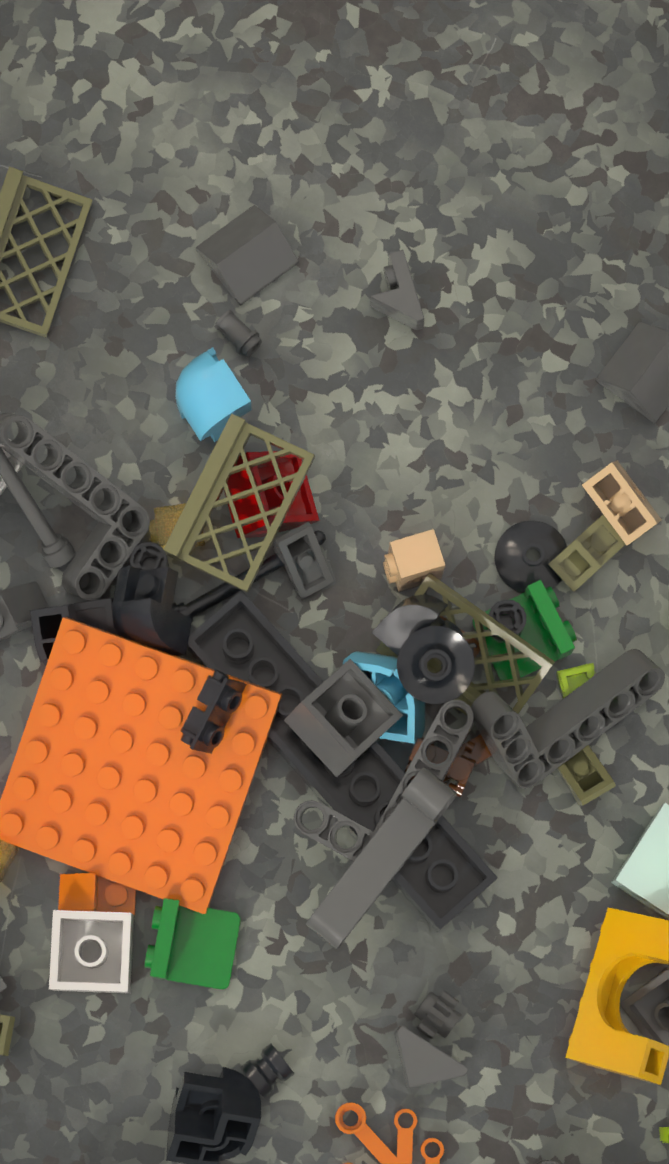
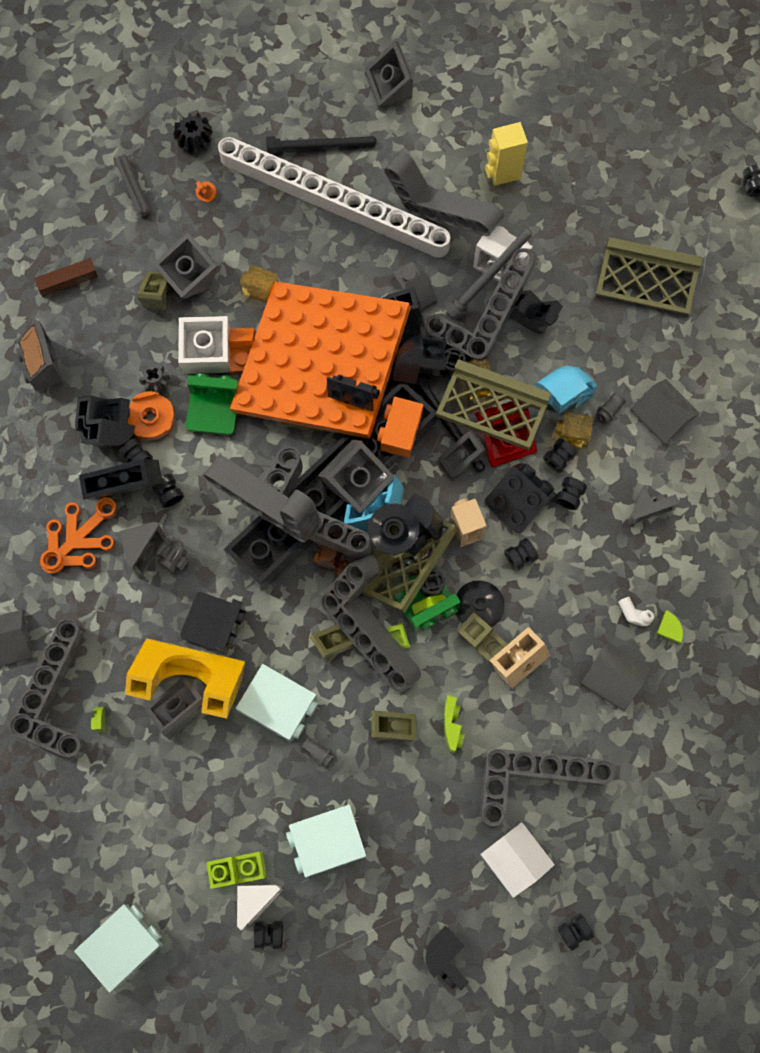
camera: 90 degrees right, 5 degrees down
(79, 425) = (534, 313): none -> black brick
(127, 1038) = (154, 372): none -> dark grey gear
(183, 1032) = (160, 425): none -> orange plate
(270, 644) = (401, 427): none -> orange brick
(272, 389) = (575, 429): none -> clear yellow brick
(311, 416) = (559, 456): none -> black wheel
(315, 1089) = (120, 479): none -> black brick
(321, 1023) = (168, 491): none -> black wheel
(372, 406) = (570, 493): none -> black wheel
(372, 480) = (520, 497): none -> black bracket
(464, 491) = (521, 554): none -> black wheel
(537, 628) = (427, 603): none -> lime tile
(543, 954) = (213, 622): none -> black bracket
(561, 334) = (633, 615): none -> white arm
(581, 286) = (670, 628): none -> lime tile

